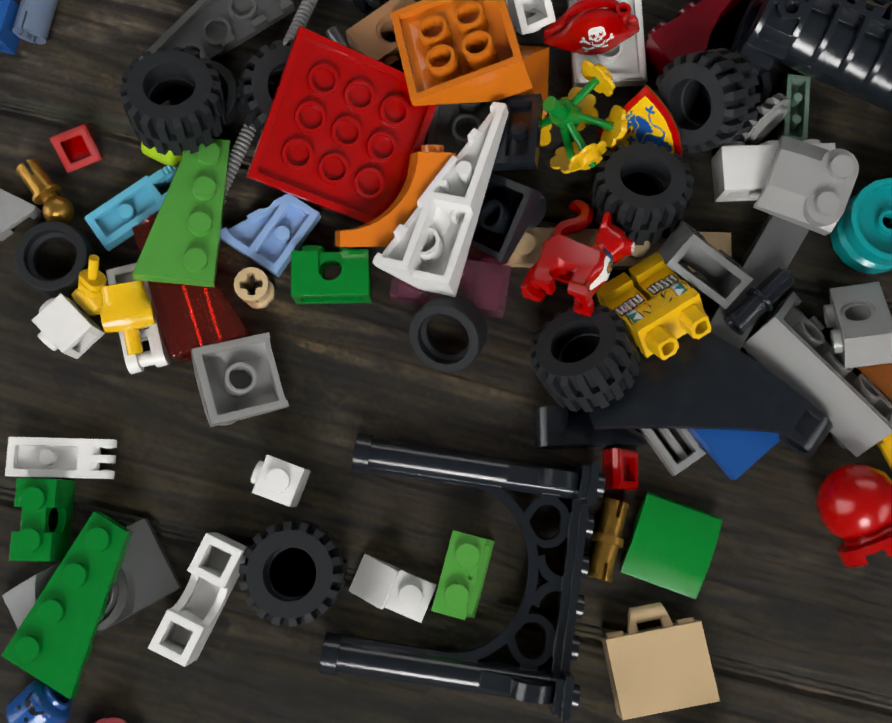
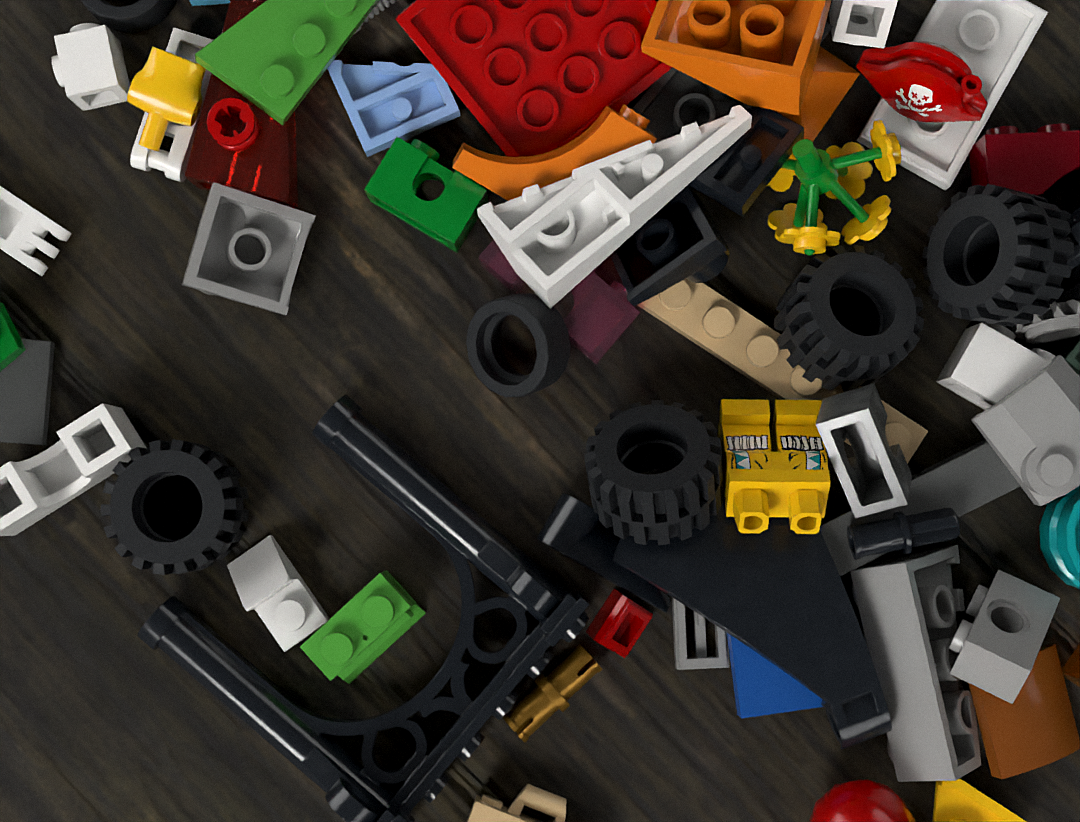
camera: 30 degrees right, 5 degrees up
(88, 294) = (144, 33): yellow piece -> none
(173, 295) = (228, 107): none -> red bush
(245, 281) = (327, 138): tan bush -> none
(279, 481) = (223, 394): white brick -> none
(577, 263) = (716, 358): red animal -> none
(650, 121) = (914, 242): shield -> none
(671, 545) = (621, 744): green slope -> none

